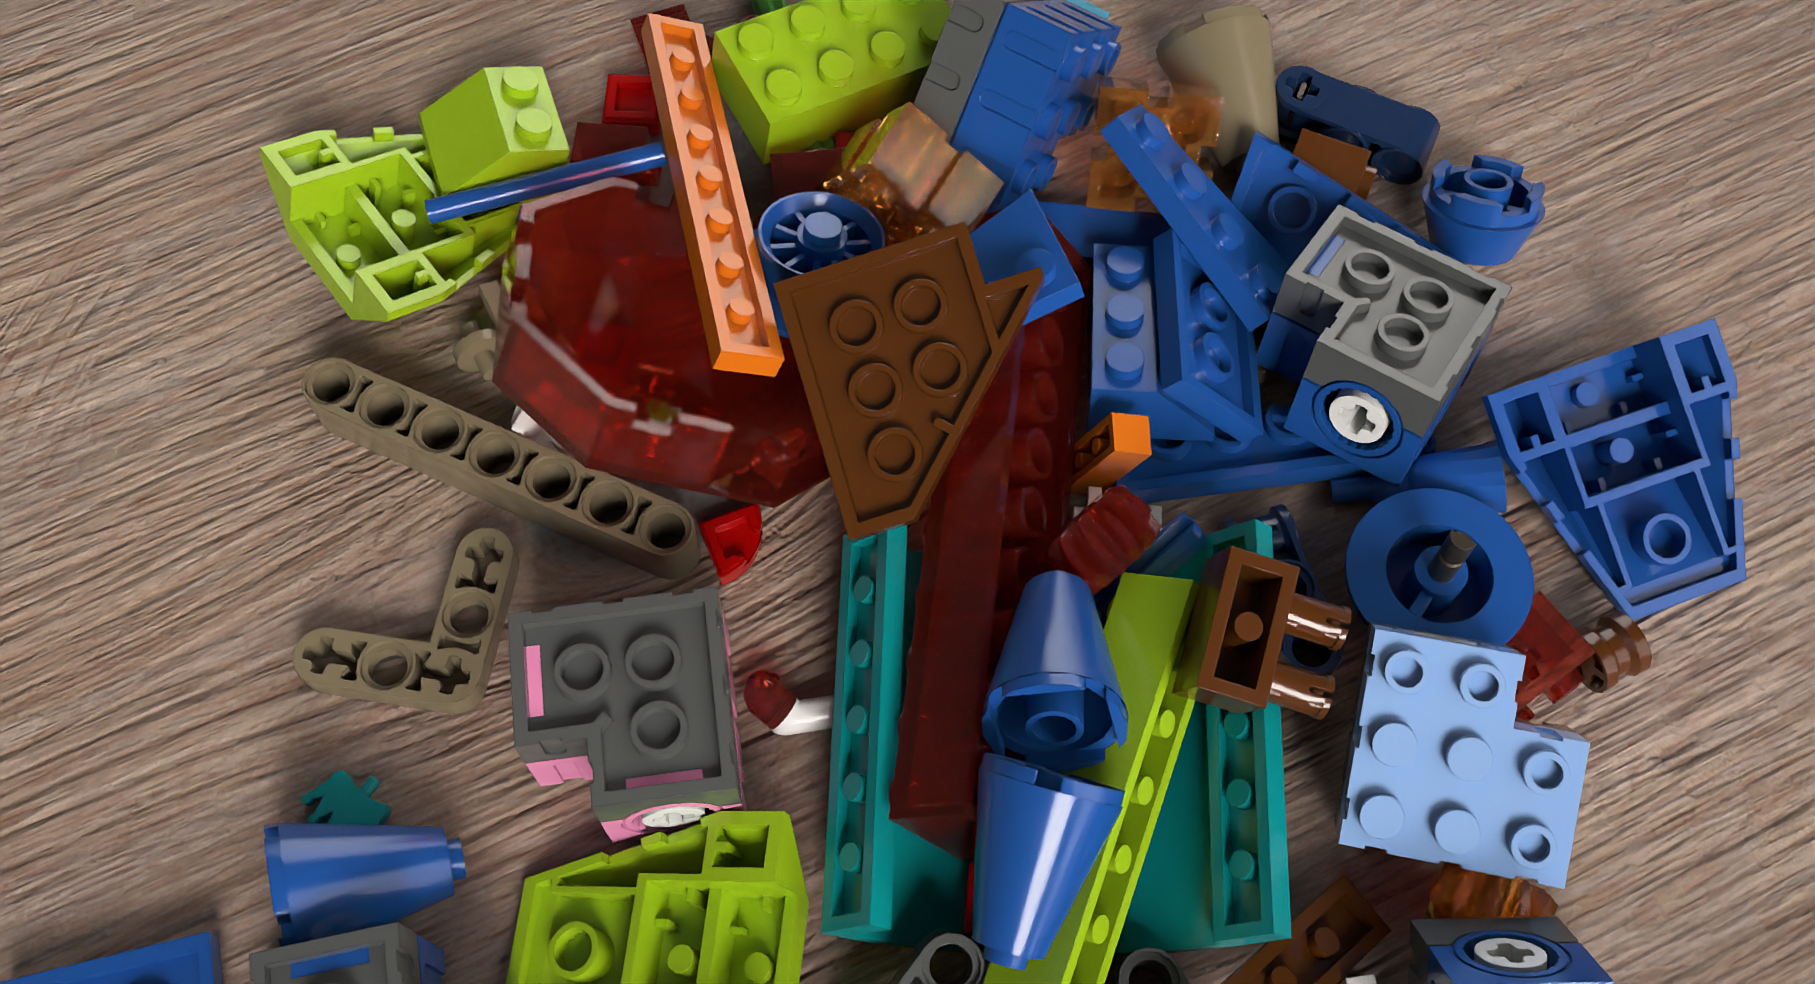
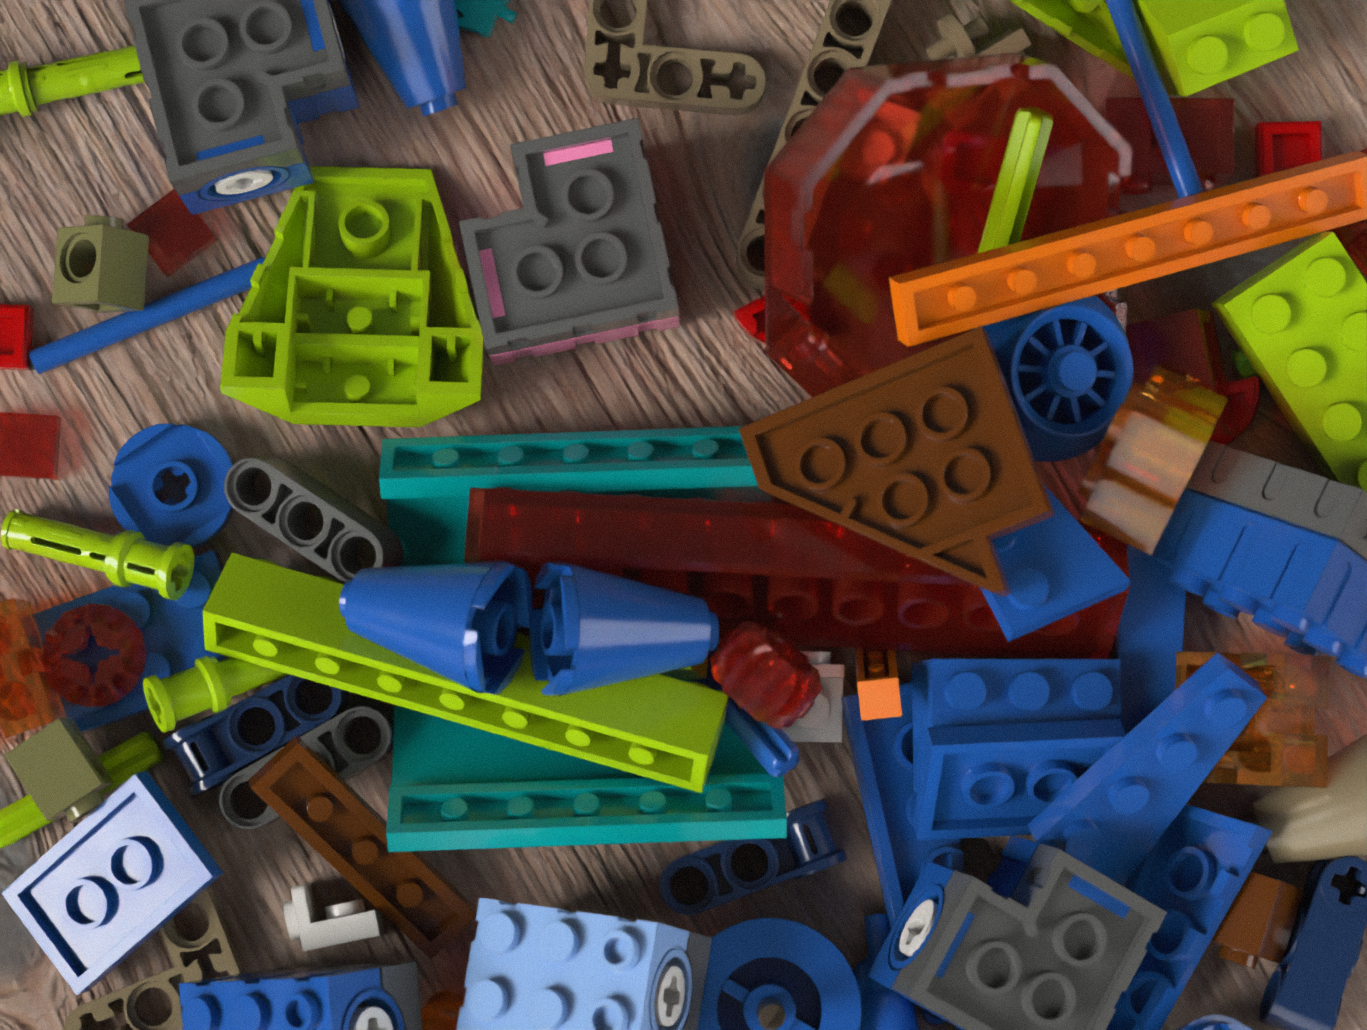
camera: 85 degrees right, 20 degrees up
(634, 295) = (1017, 178): none -> lime axle
(782, 709) = (603, 384): arm -> none
(1238, 633) = (650, 795): reddish brown brick -> none

